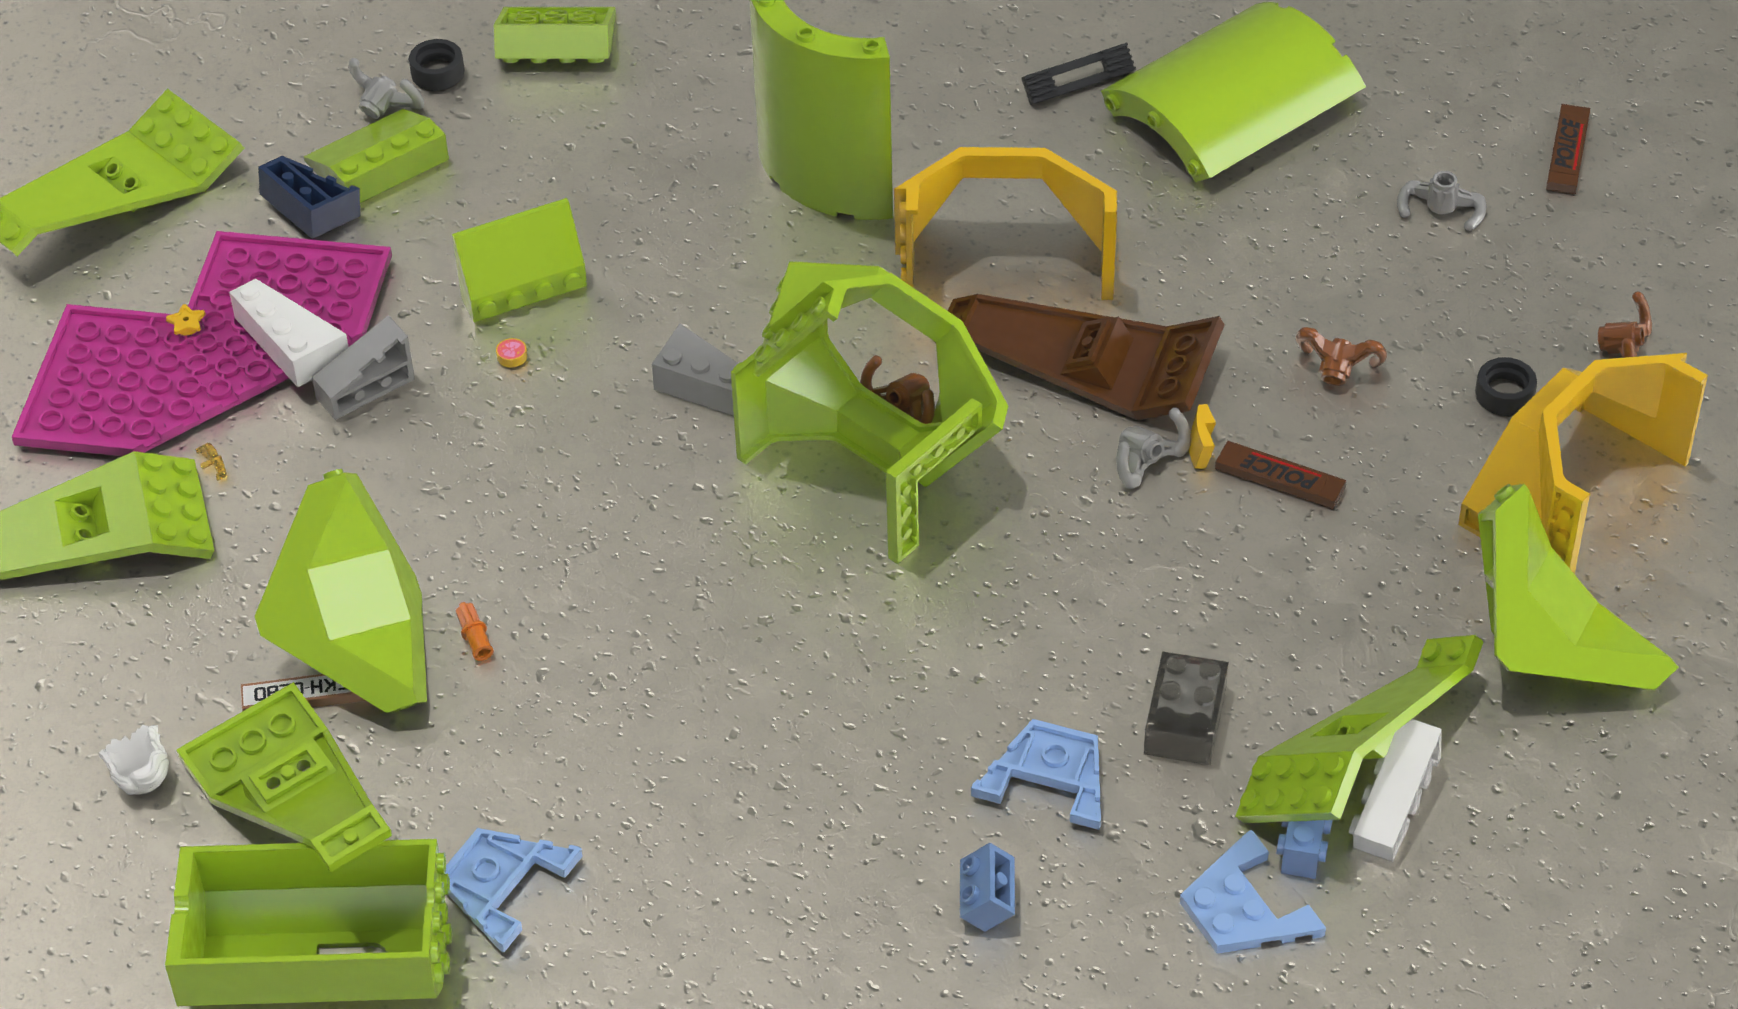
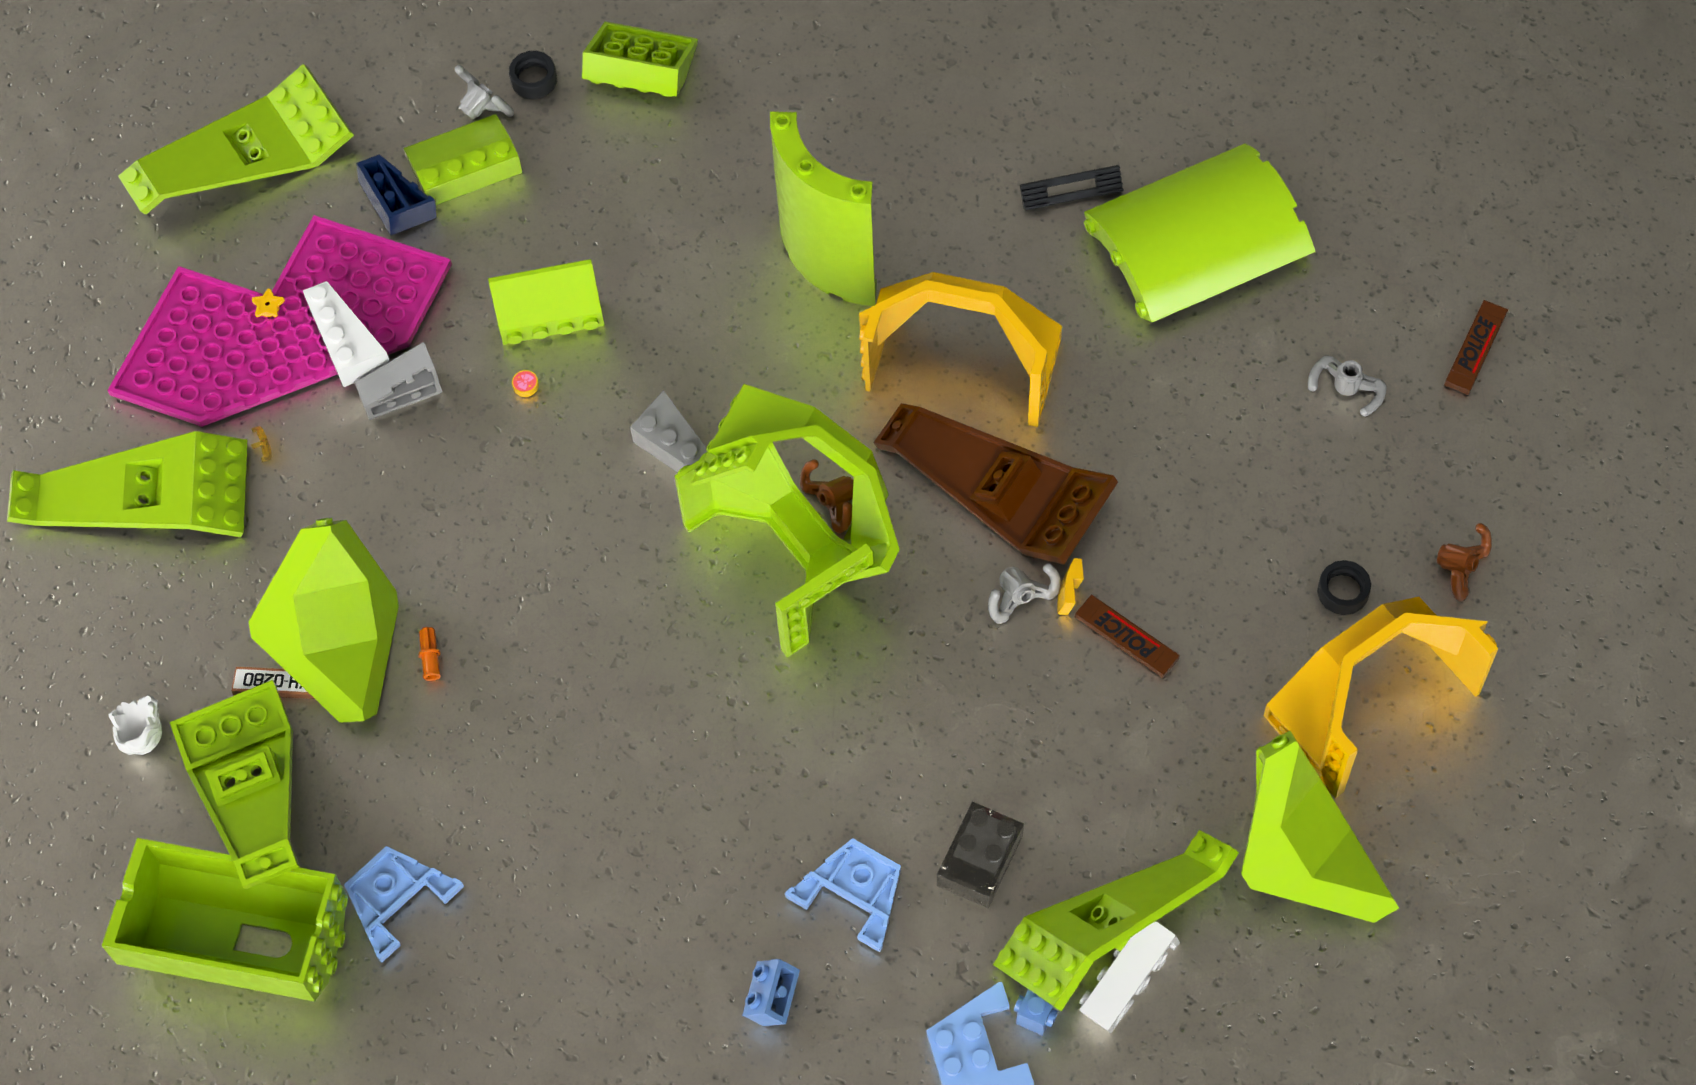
camera: 15 degrees right, 15 degrees up
(1338, 355) = (1208, 530): dark orange piece -> none

